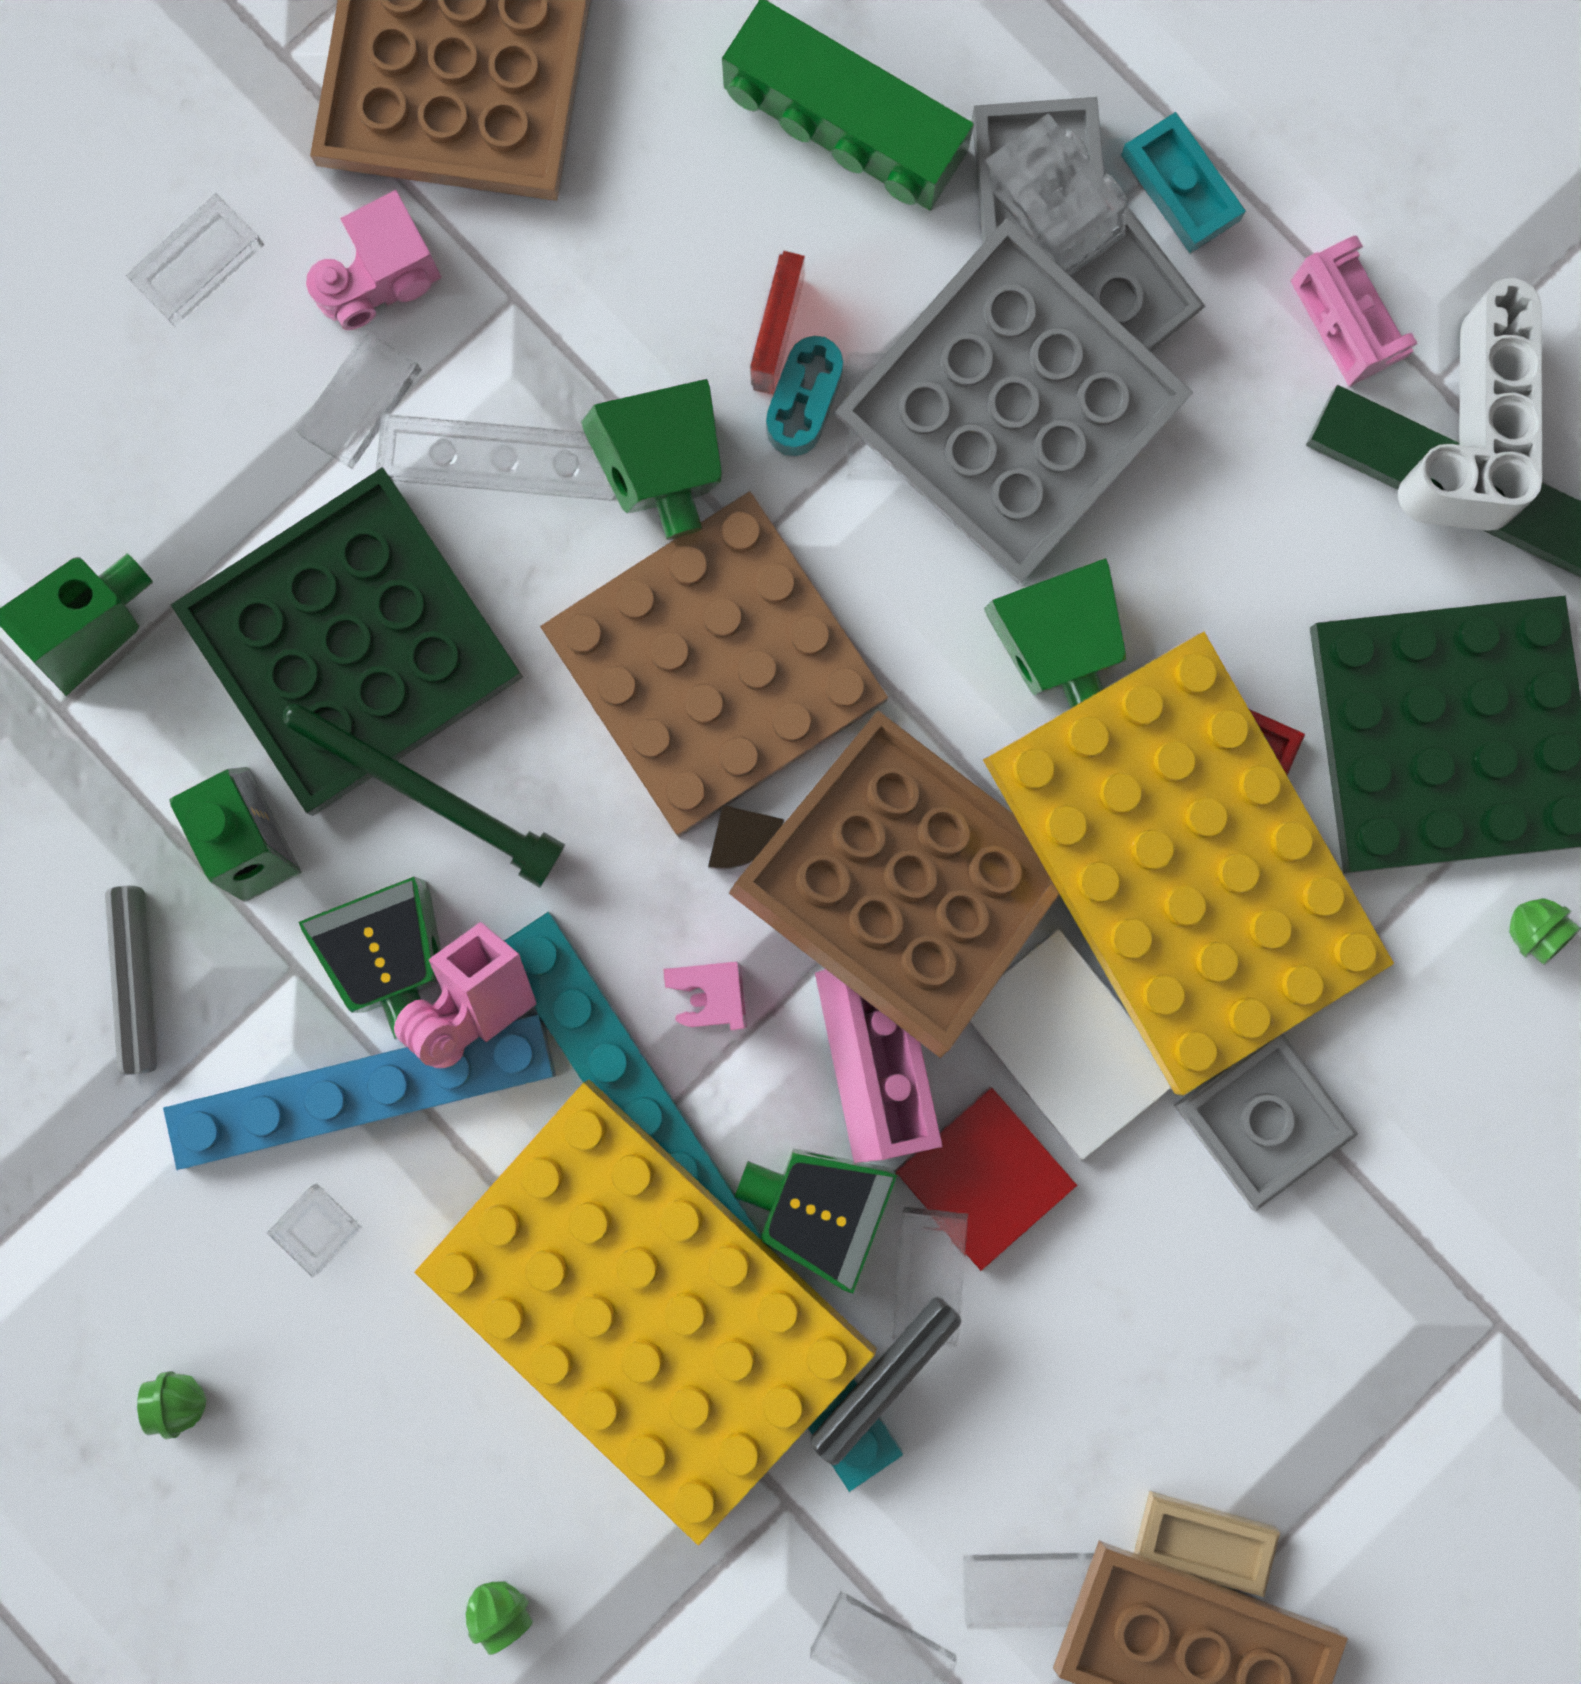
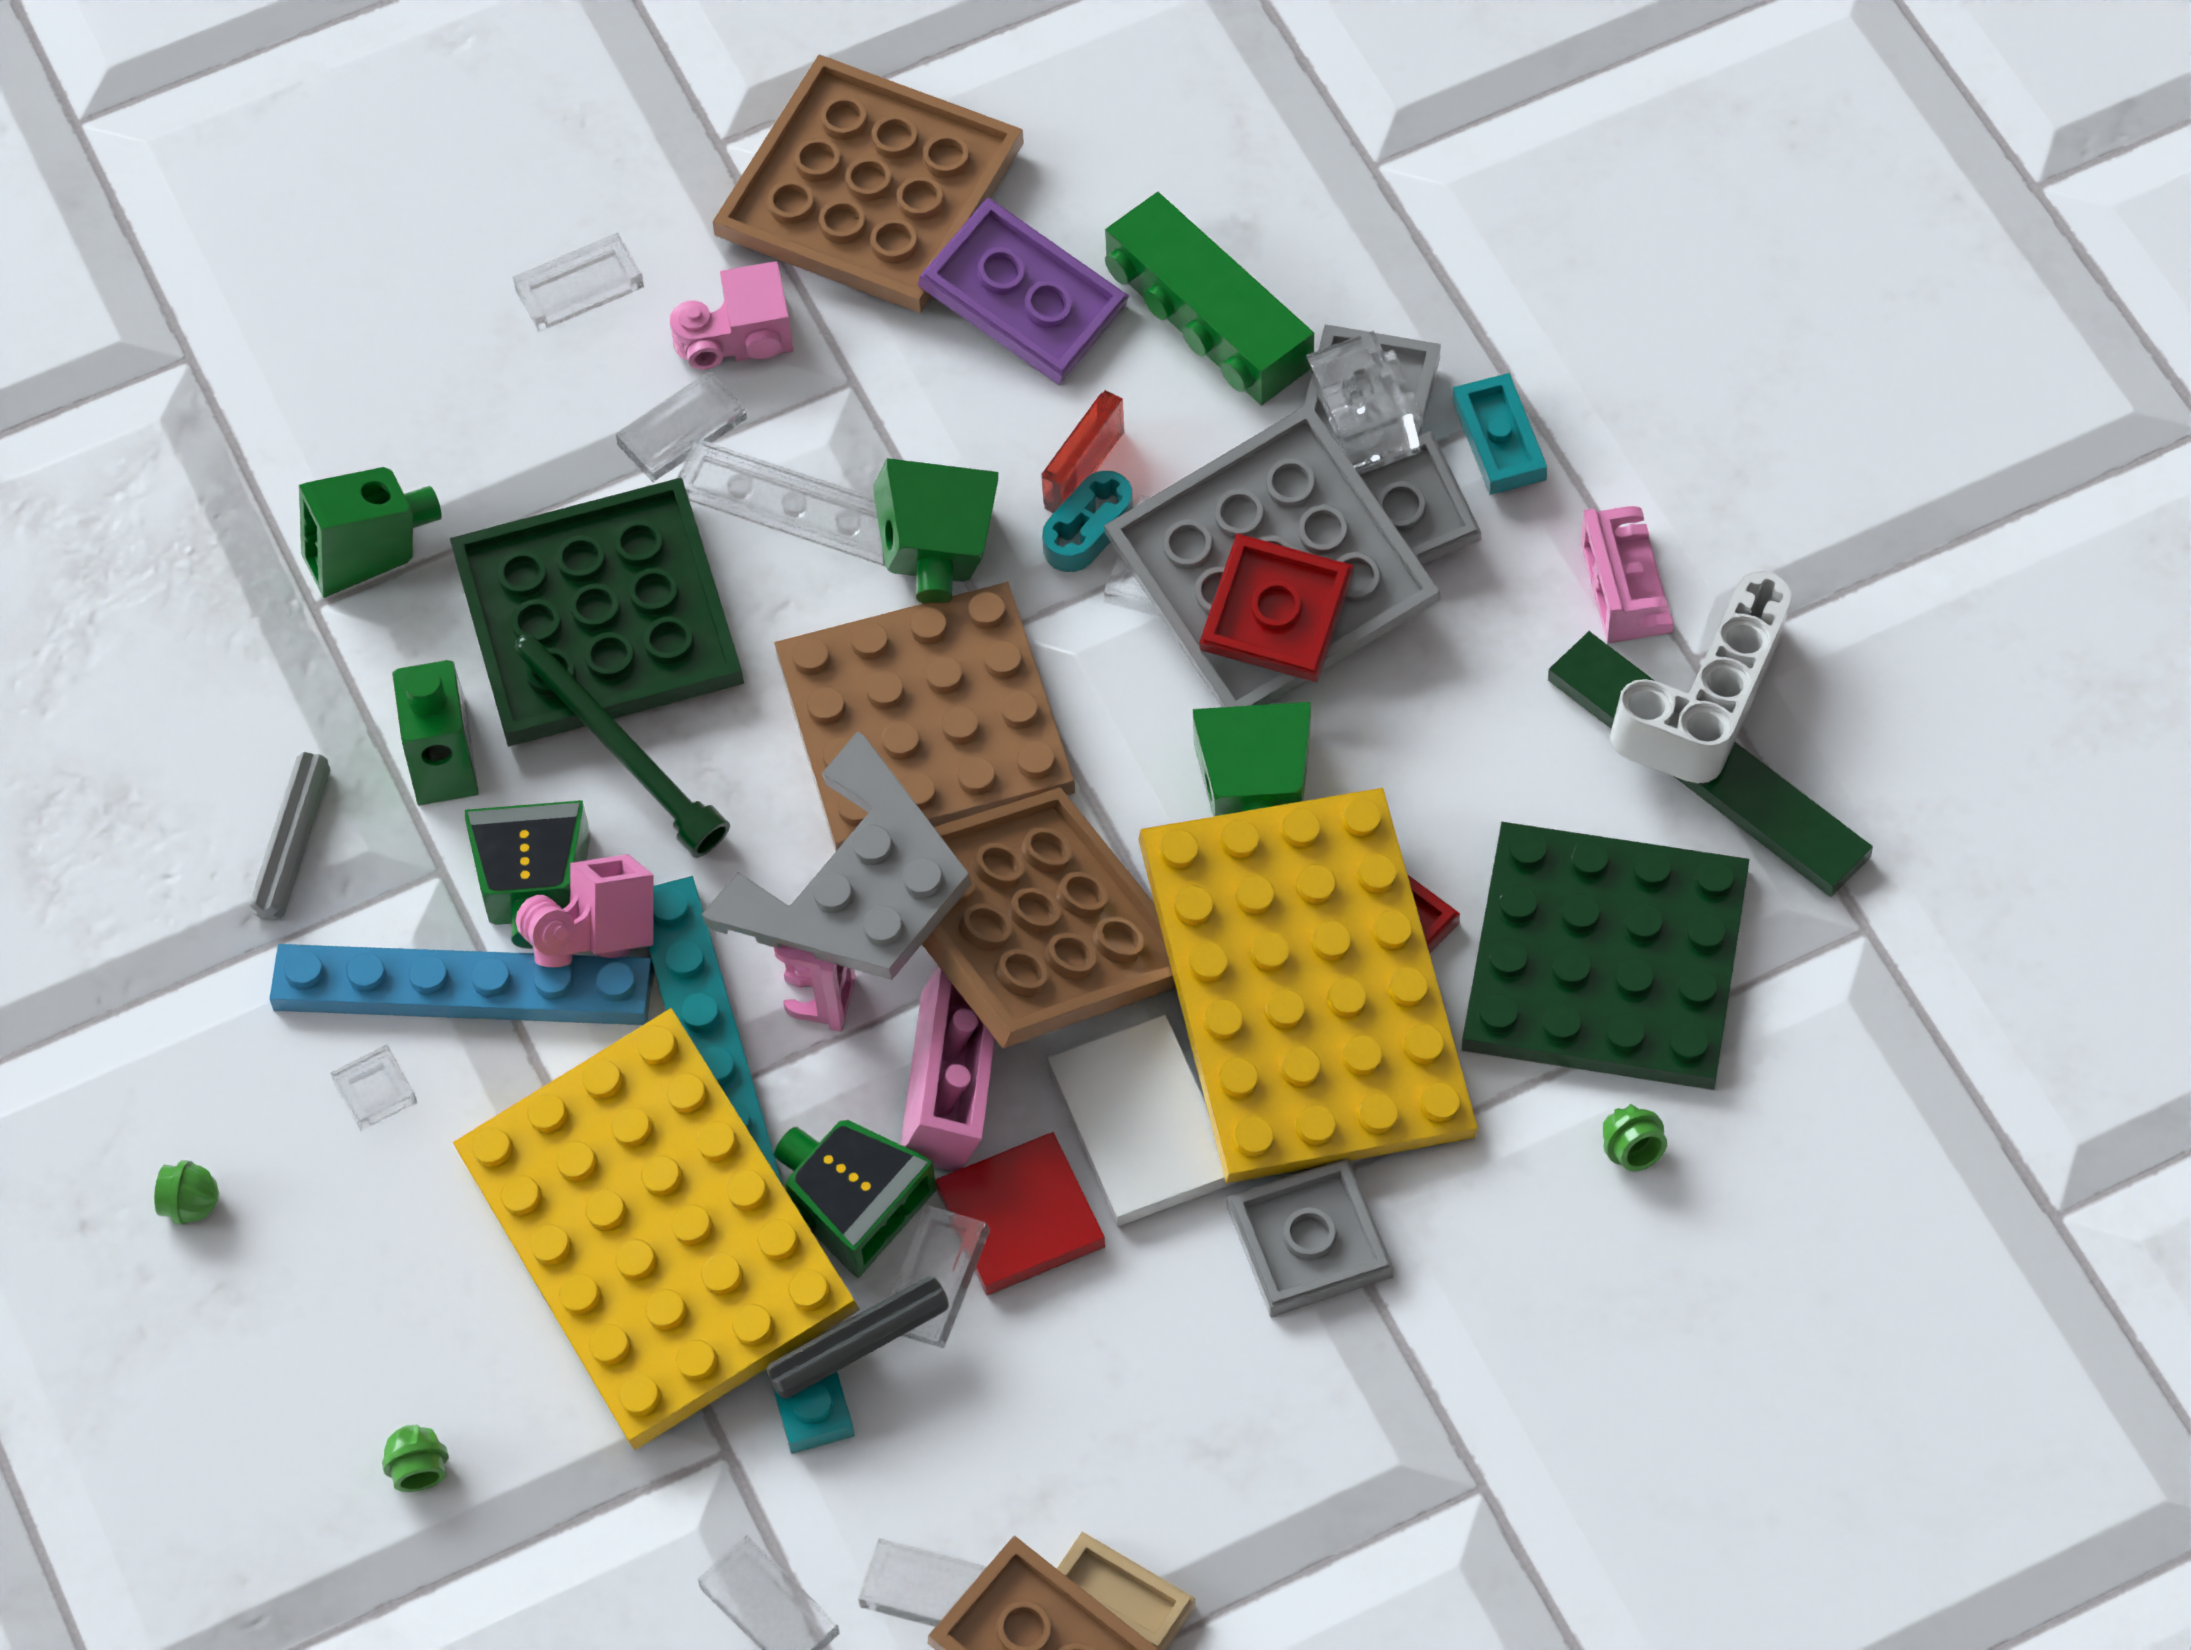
camera: 20 degrees right, 25 degrees down
(654, 148) = (1023, 290): none -> medium lavender tile
(763, 934) = (873, 894): none -> light grey wing
(1038, 457) = (1276, 607): none -> red tile

